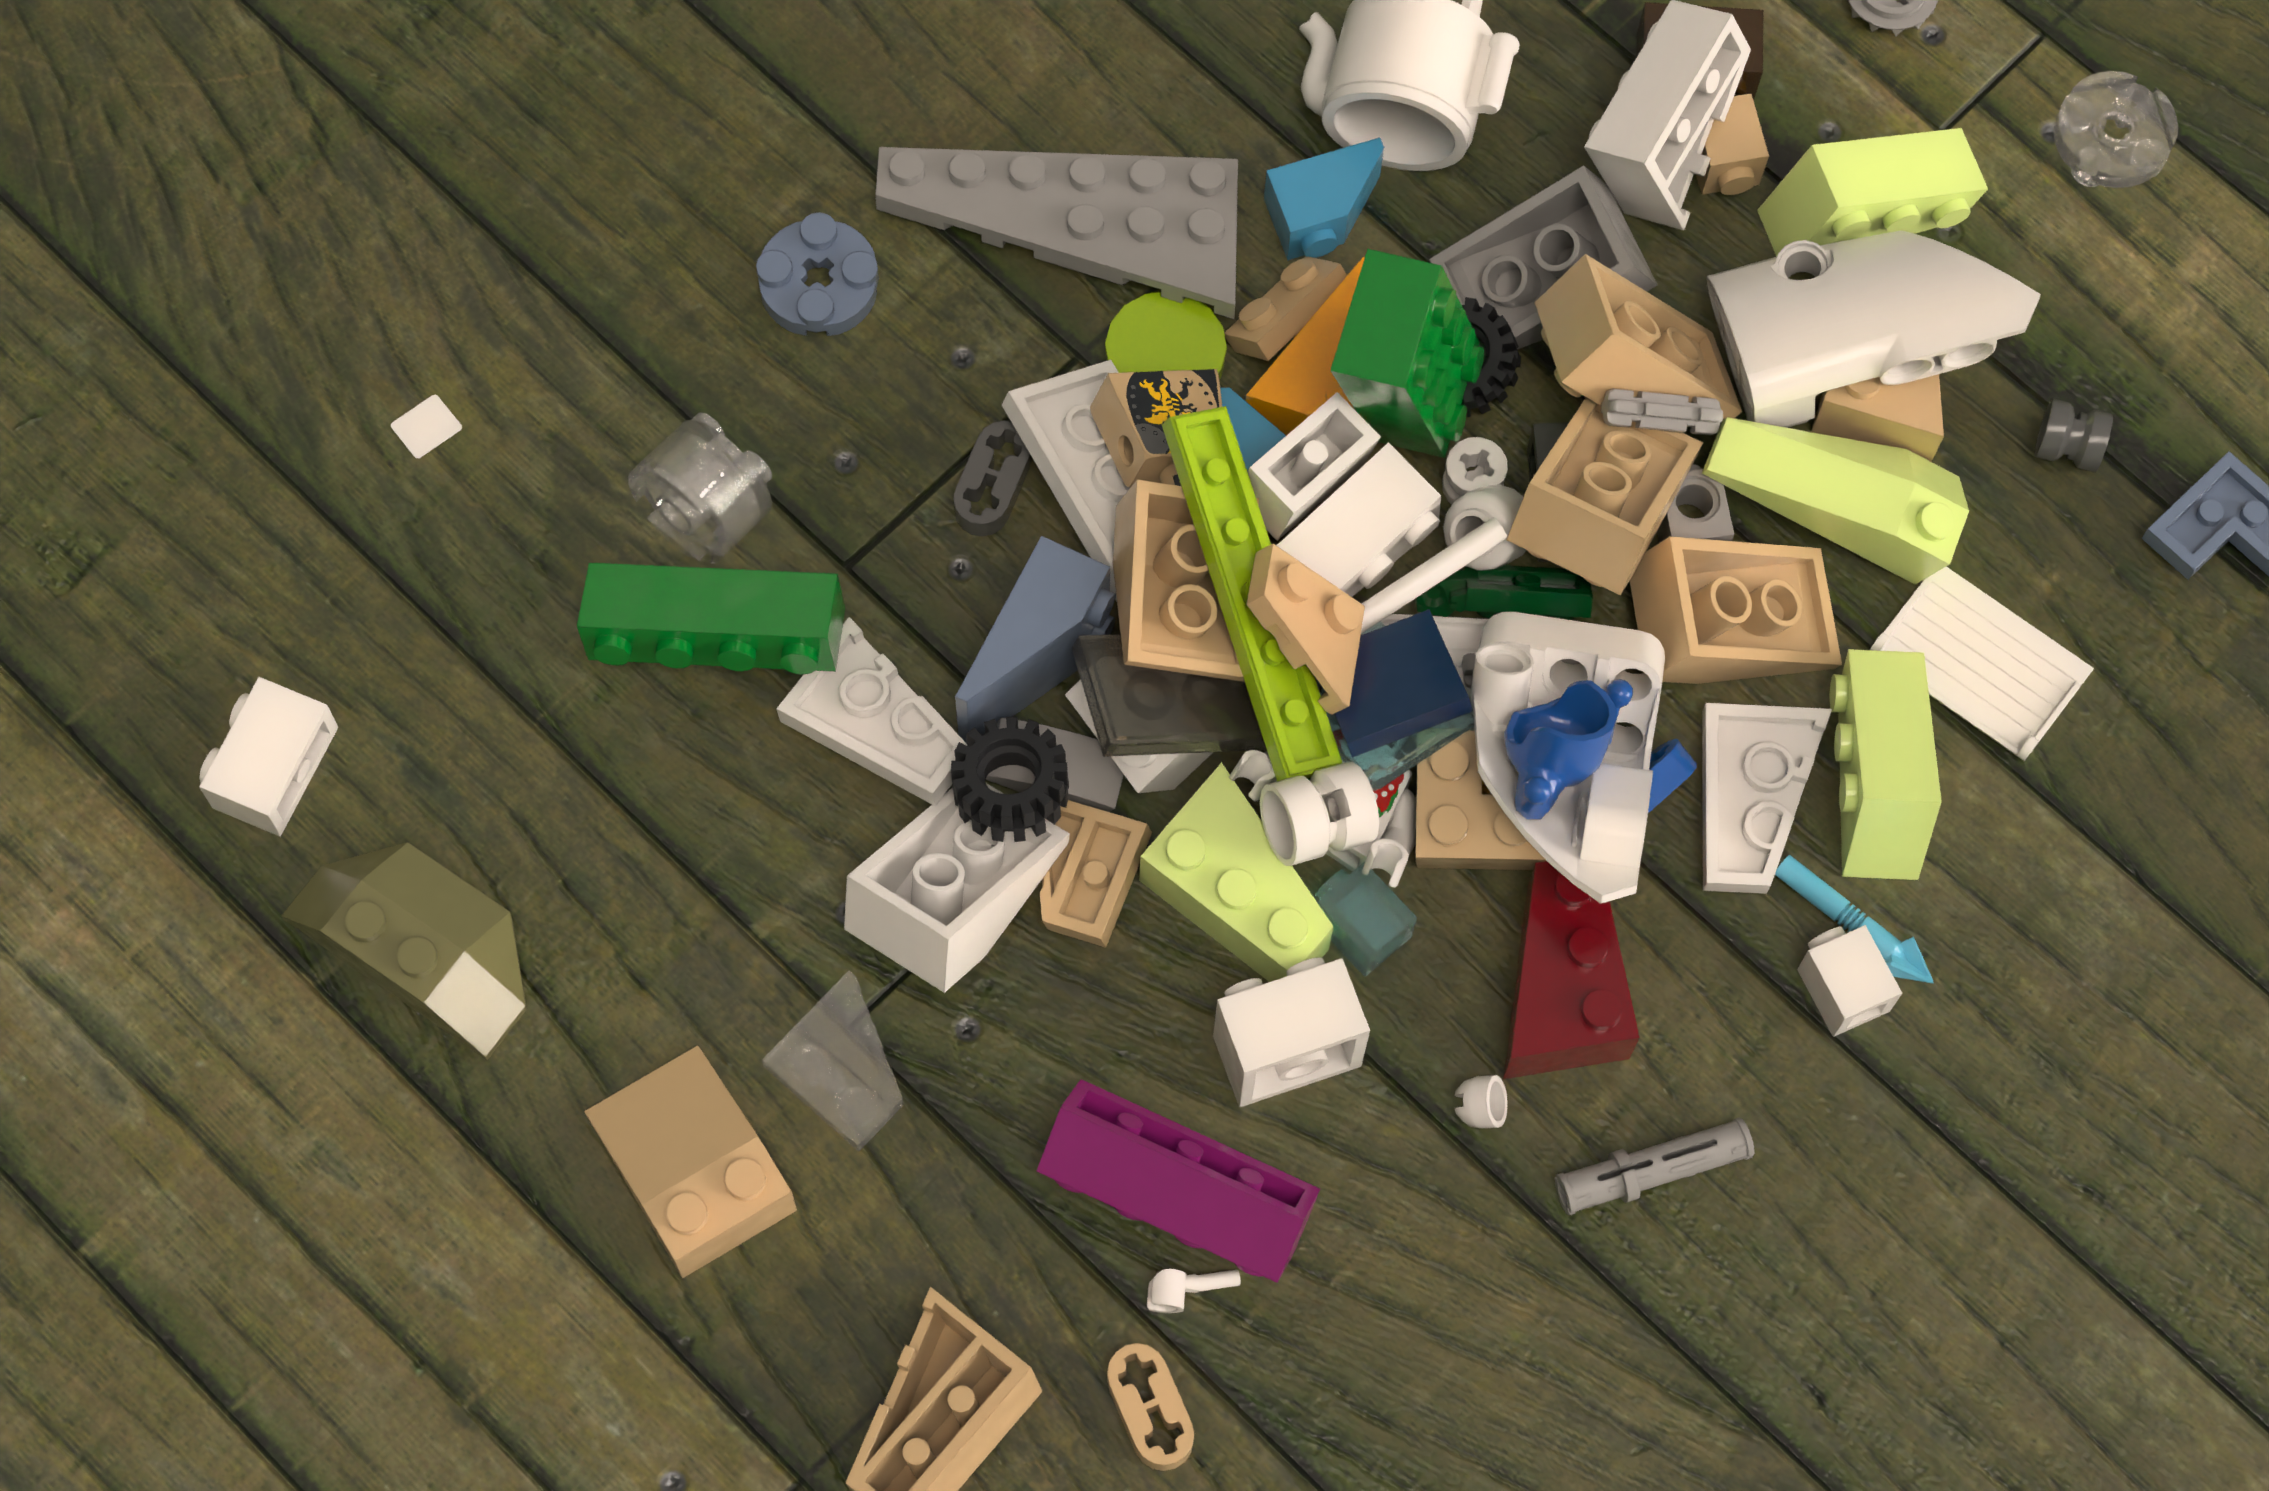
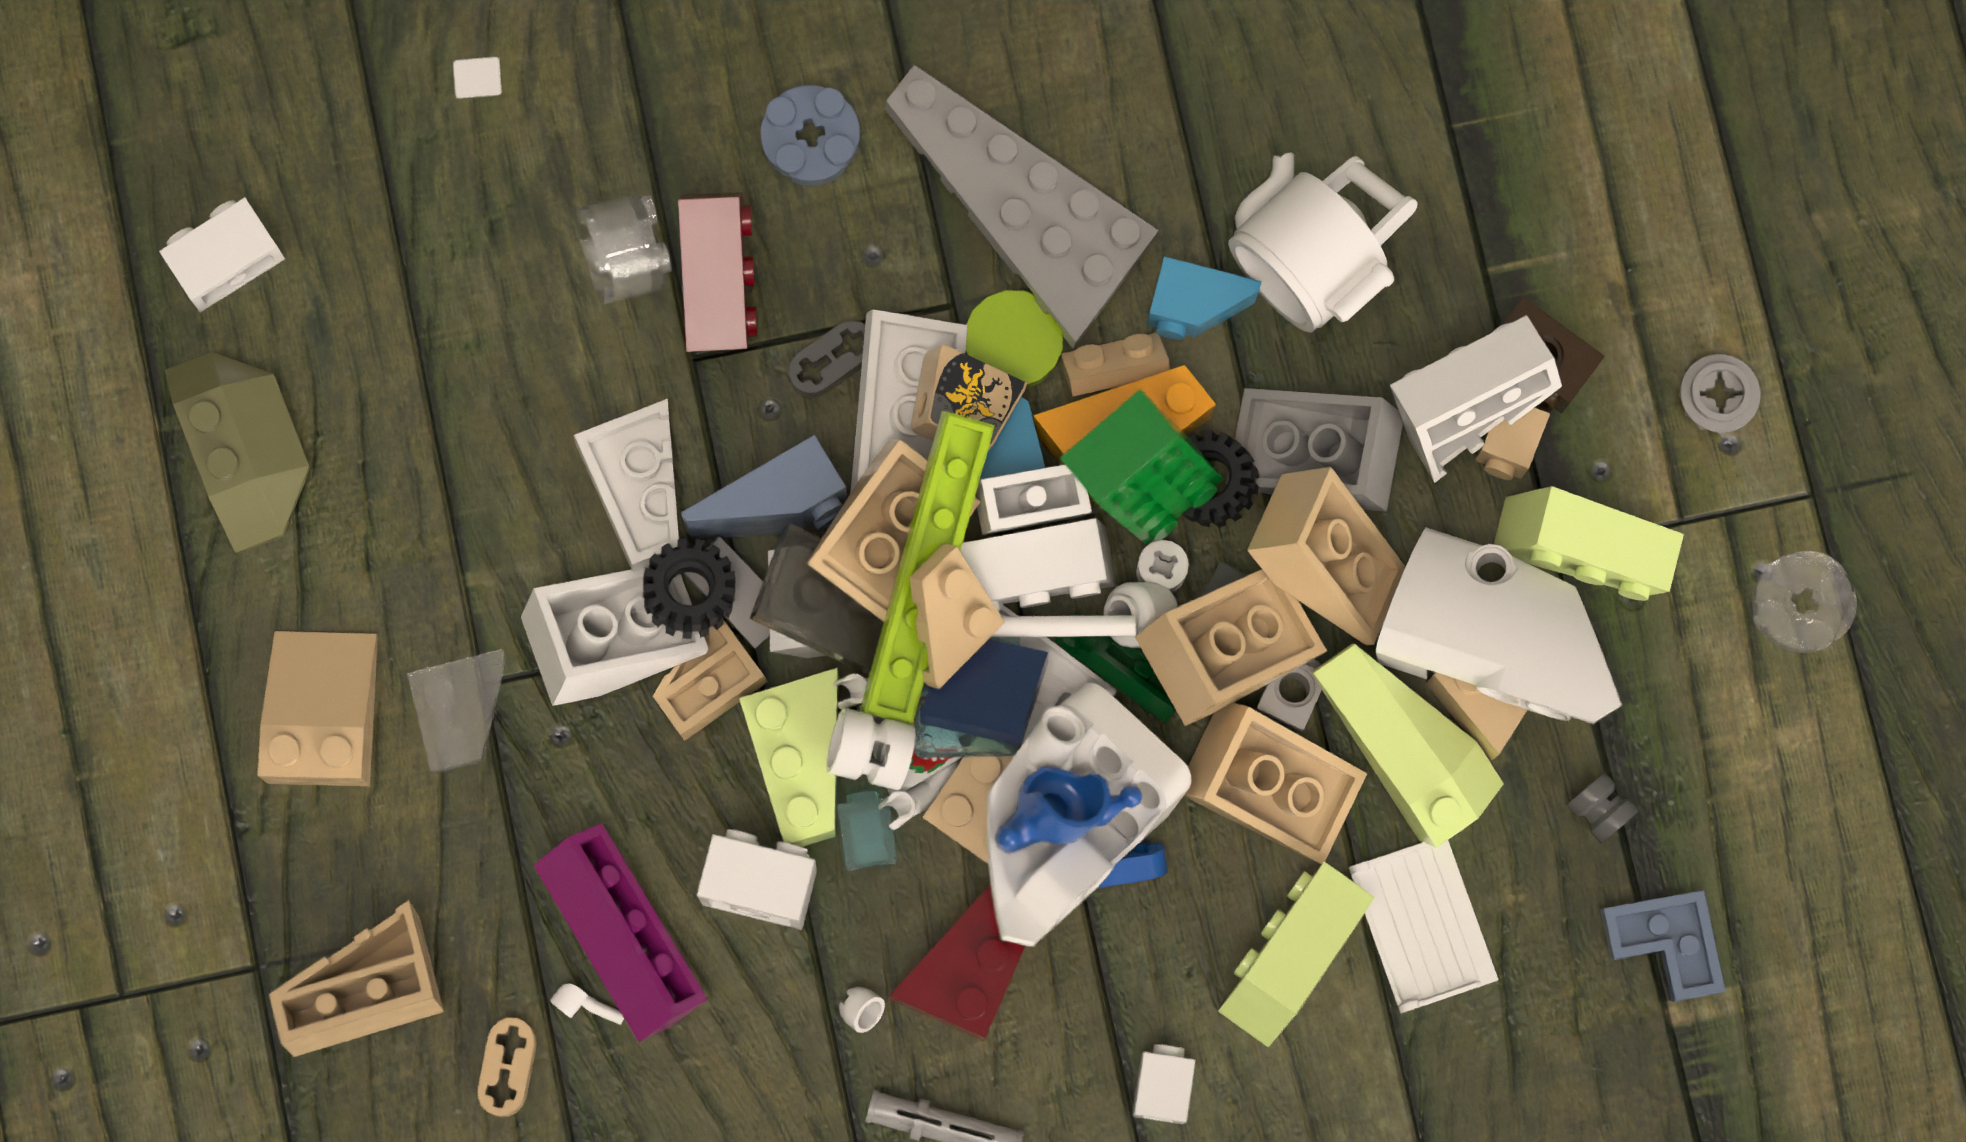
camera: 30 degrees right, 10 degrees up
(711, 617) = (570, 344): green brick -> none
(816, 454) = (716, 271): none -> wedge
(1661, 411) = (1309, 612): light grey axle -> none
(1752, 787) = (1195, 912): white wing -> none
(1901, 957) = (1213, 1093): medium azure piece -> none

